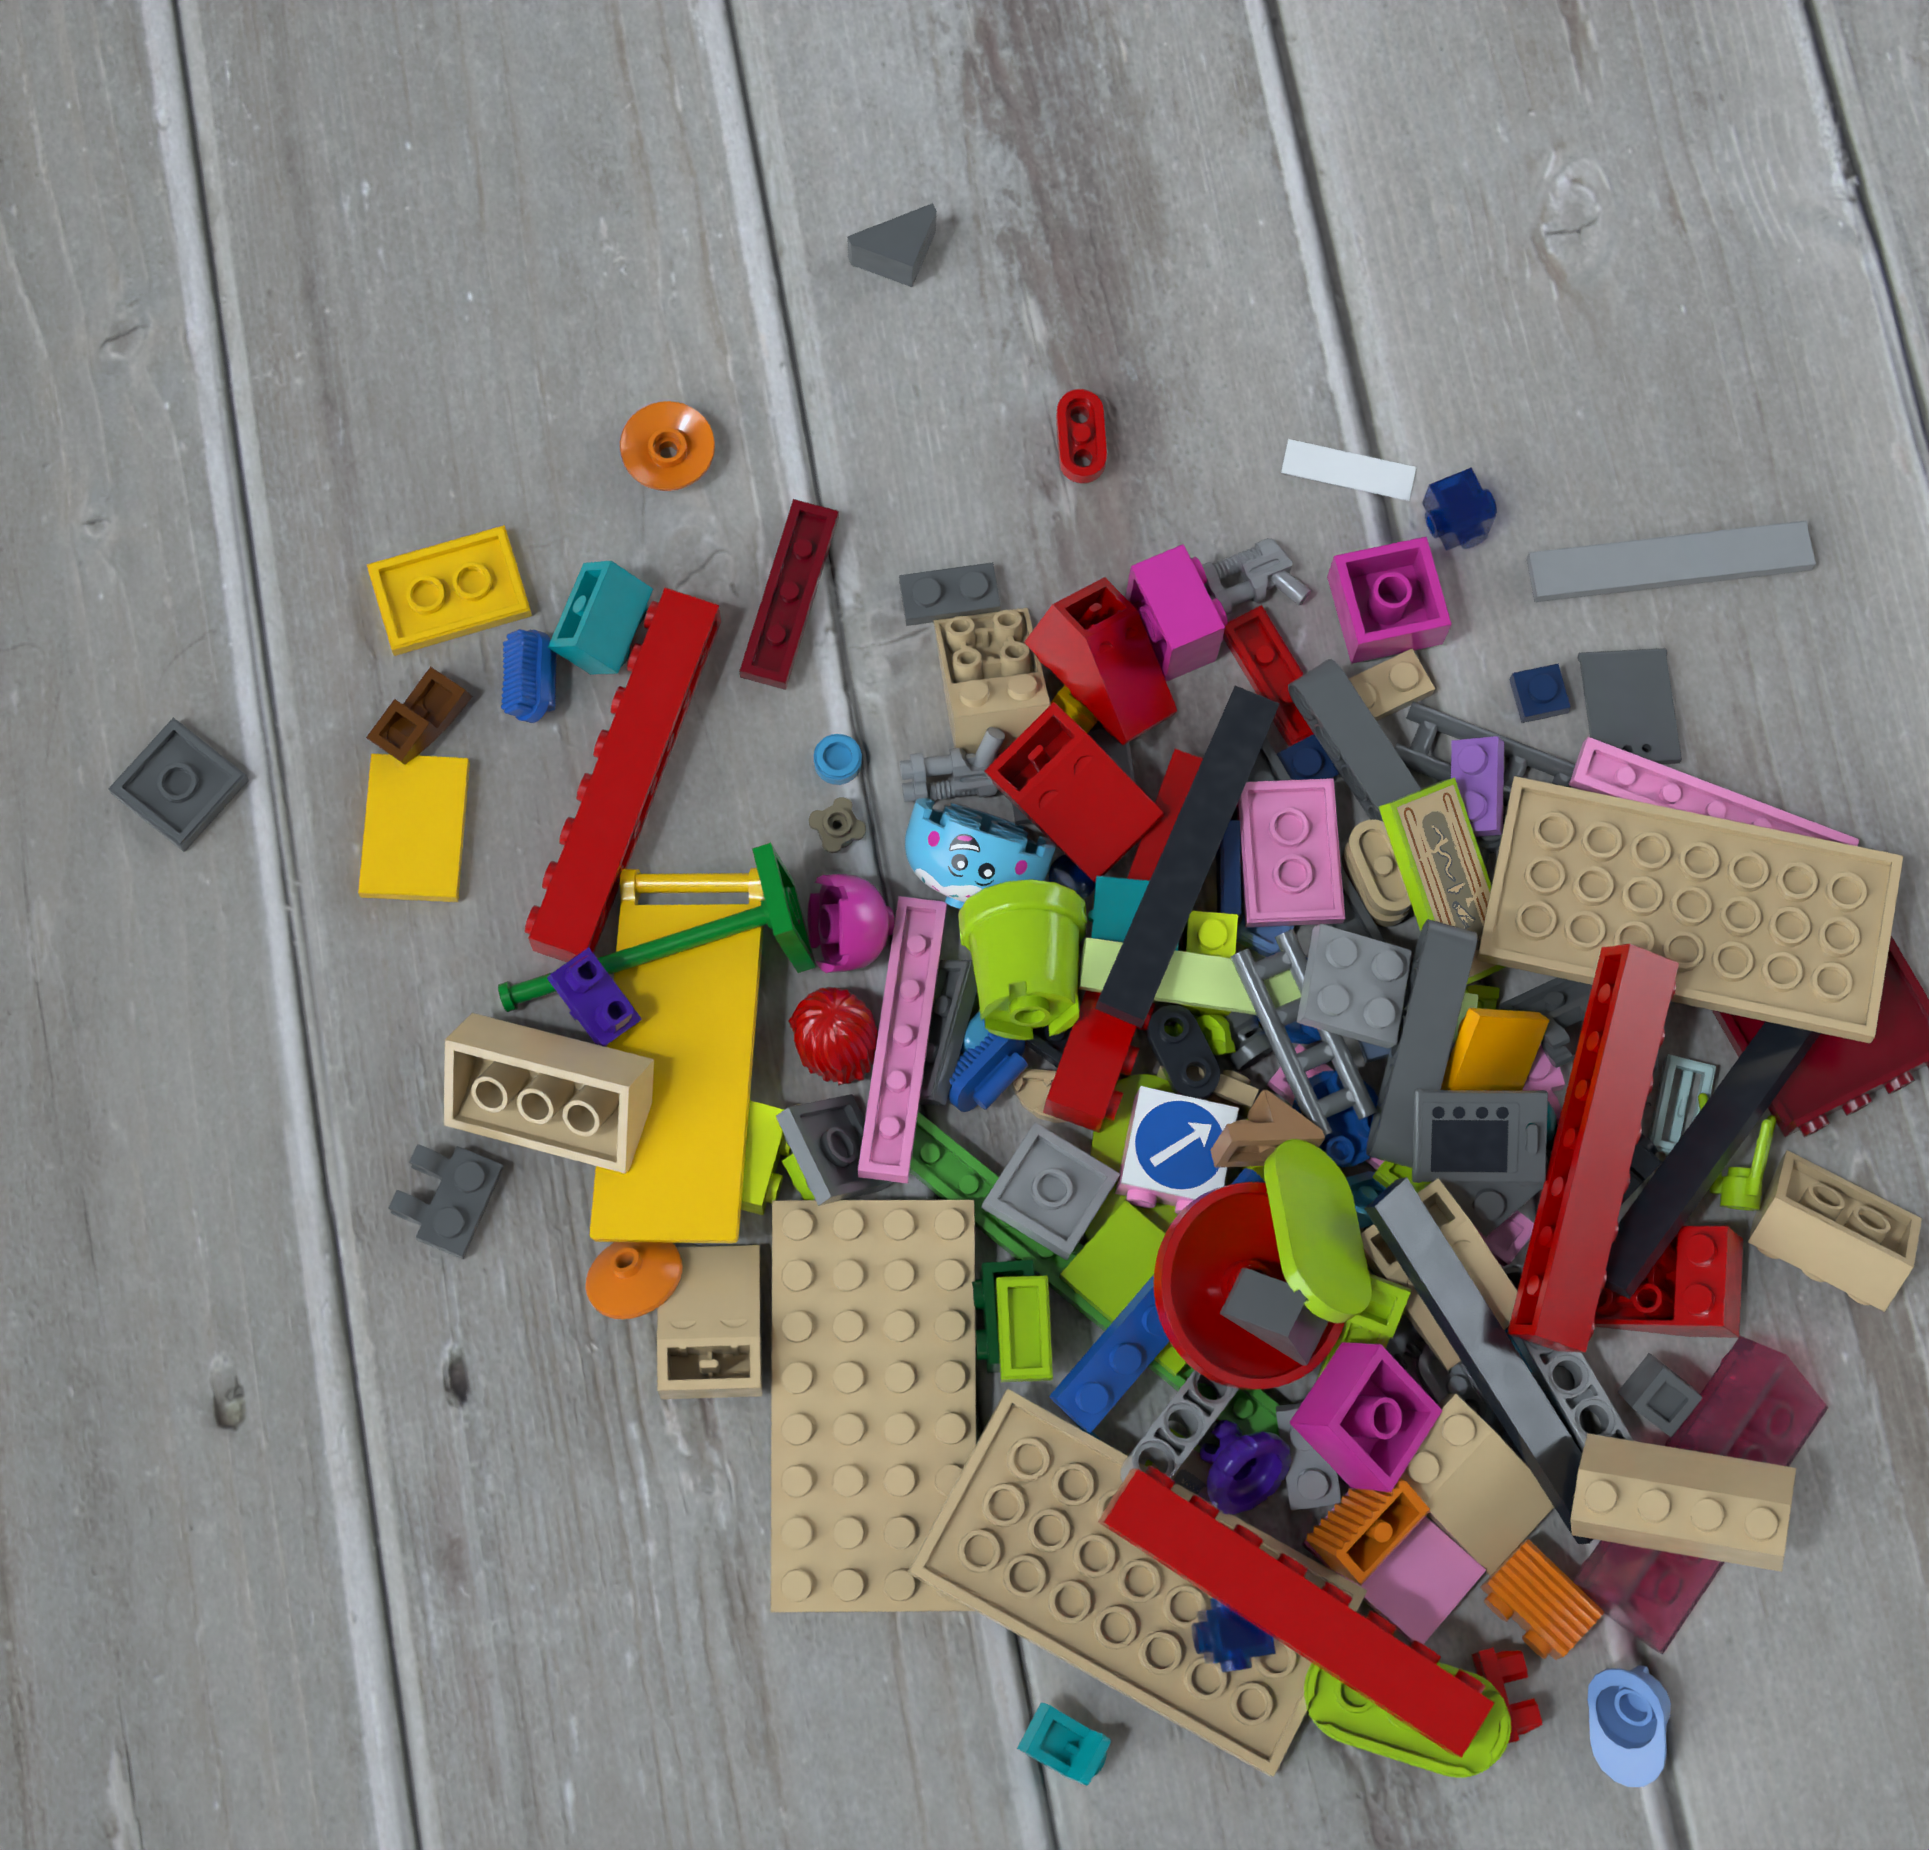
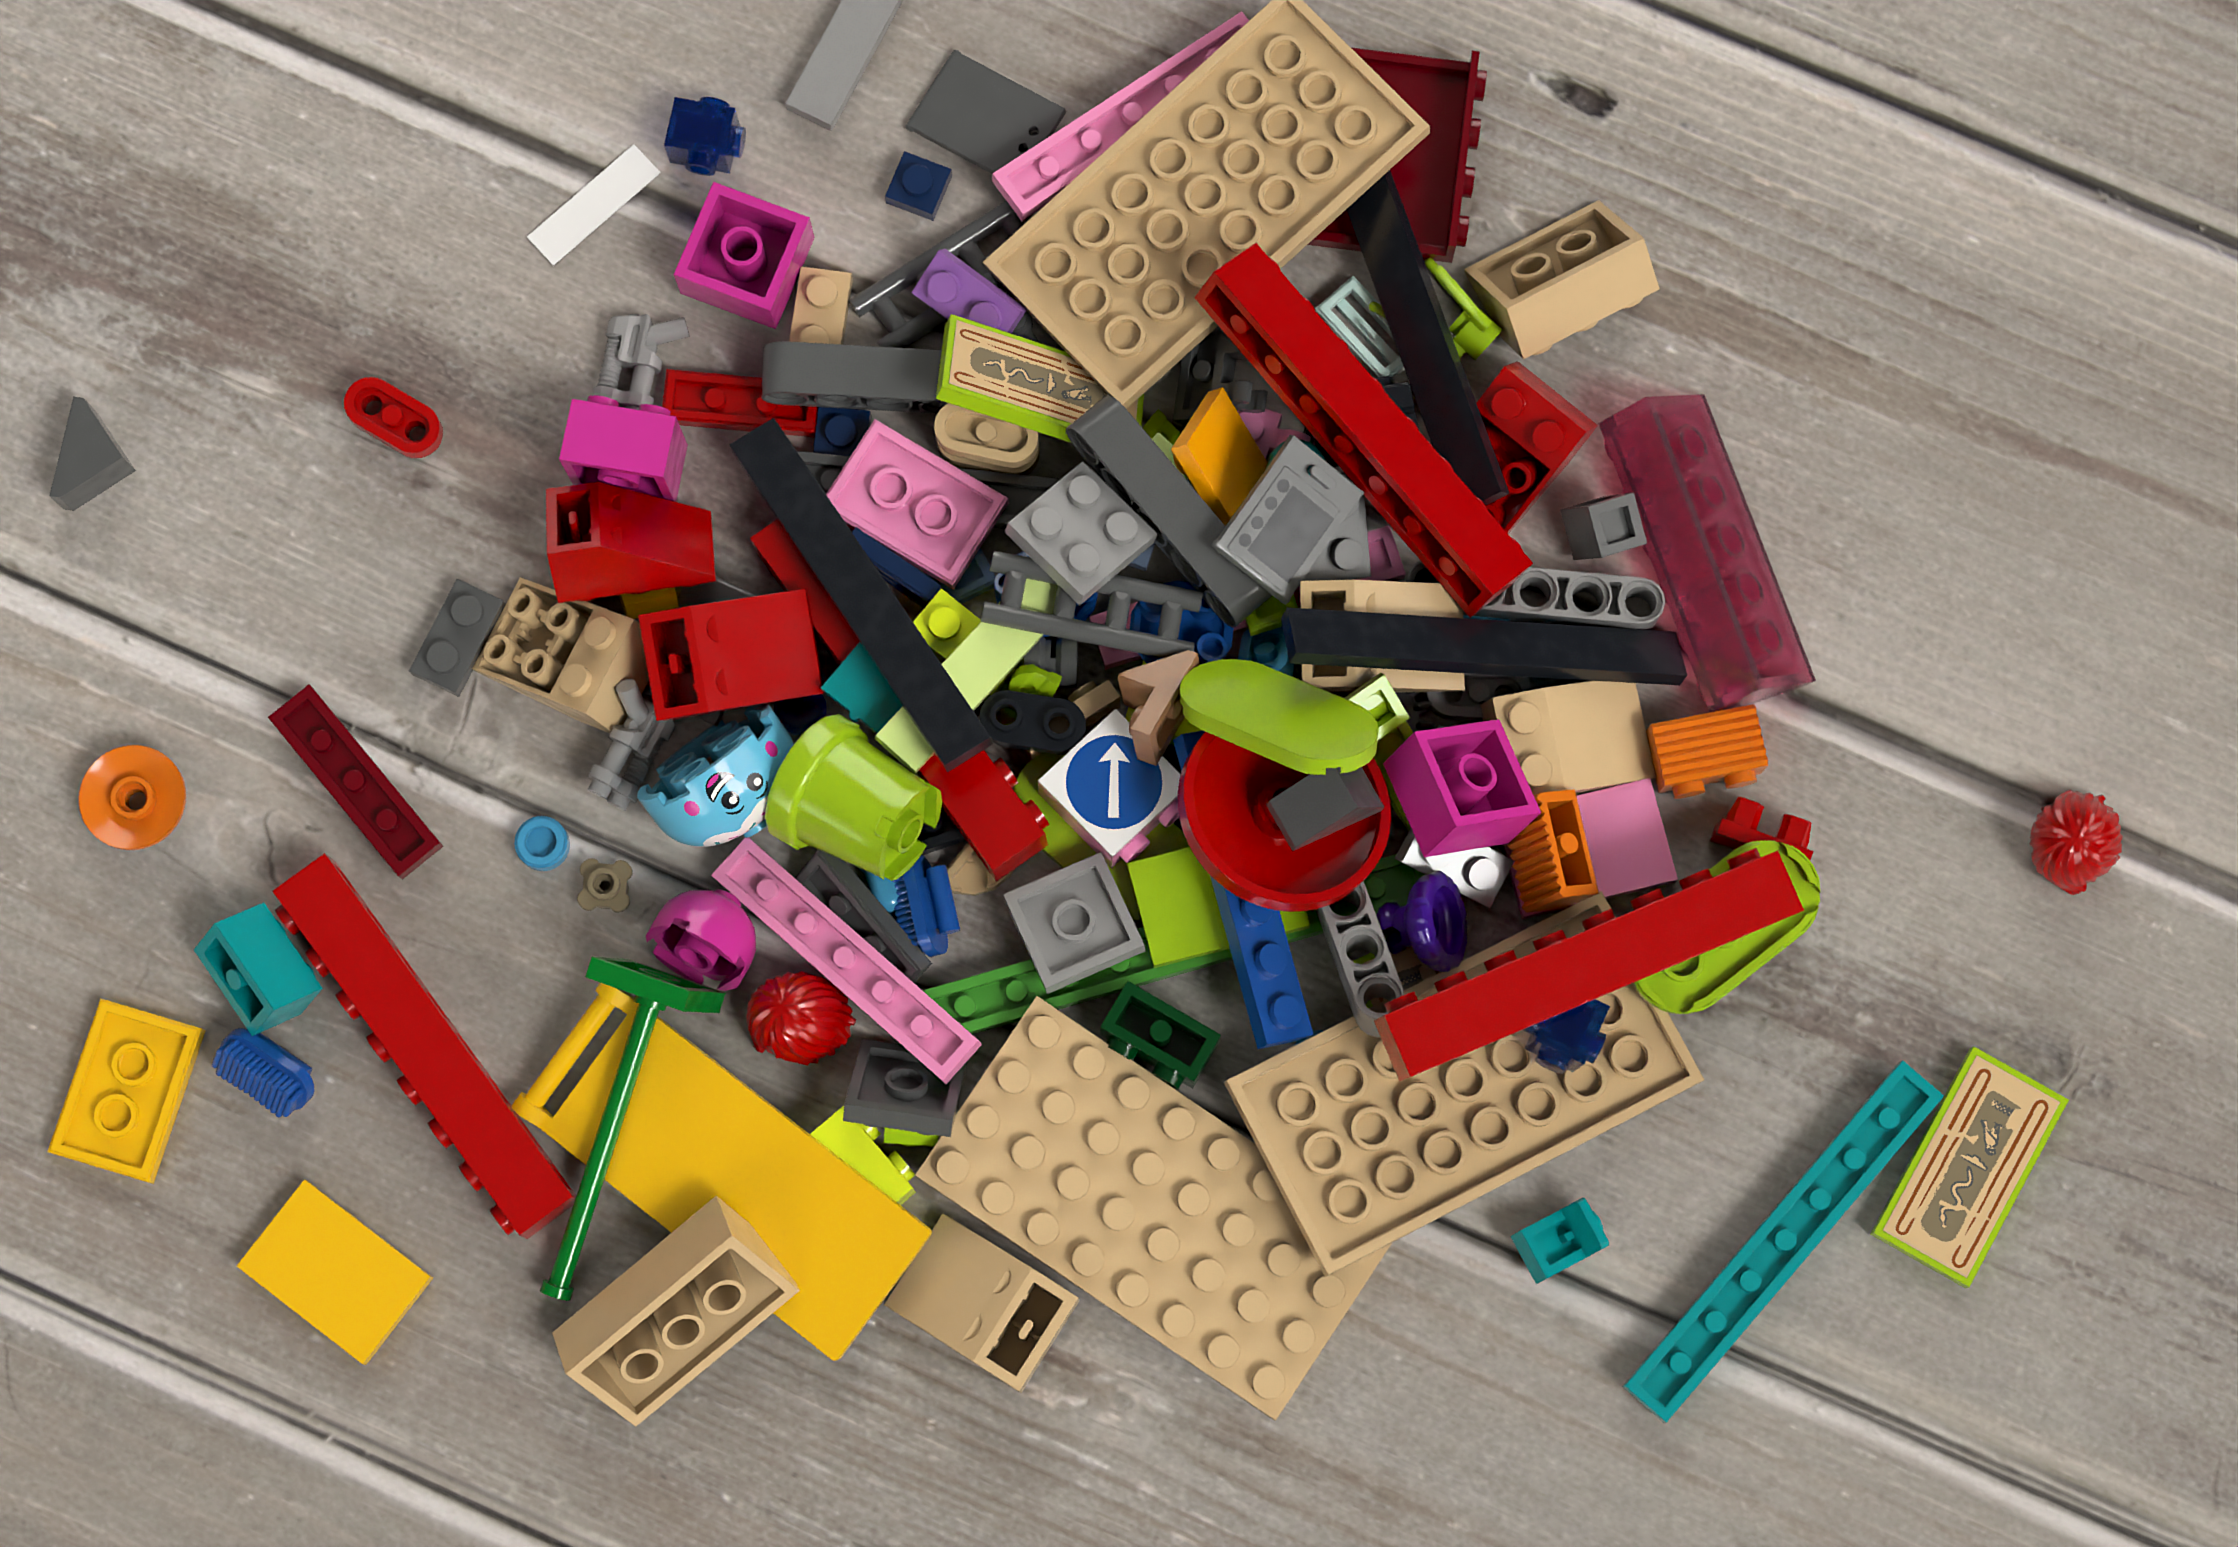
camera: 50 degrees left, 5 degrees up
(178, 784) = (137, 1465): dark grey tile -> none
(421, 719) = (234, 1197): reddish brown slope -> none
(458, 1202) = (716, 1458): dark grey plate -> none
(594, 998) = (618, 1212): dark purple hips -> none
(633, 1278) = (911, 1348): orange dish -> none
(1024, 1329) = (1184, 1029): lime tile -> none
(1628, 1724) = (1858, 750): medium blue piece -> none
(1683, 1502) = (1713, 570): tan slope -> none

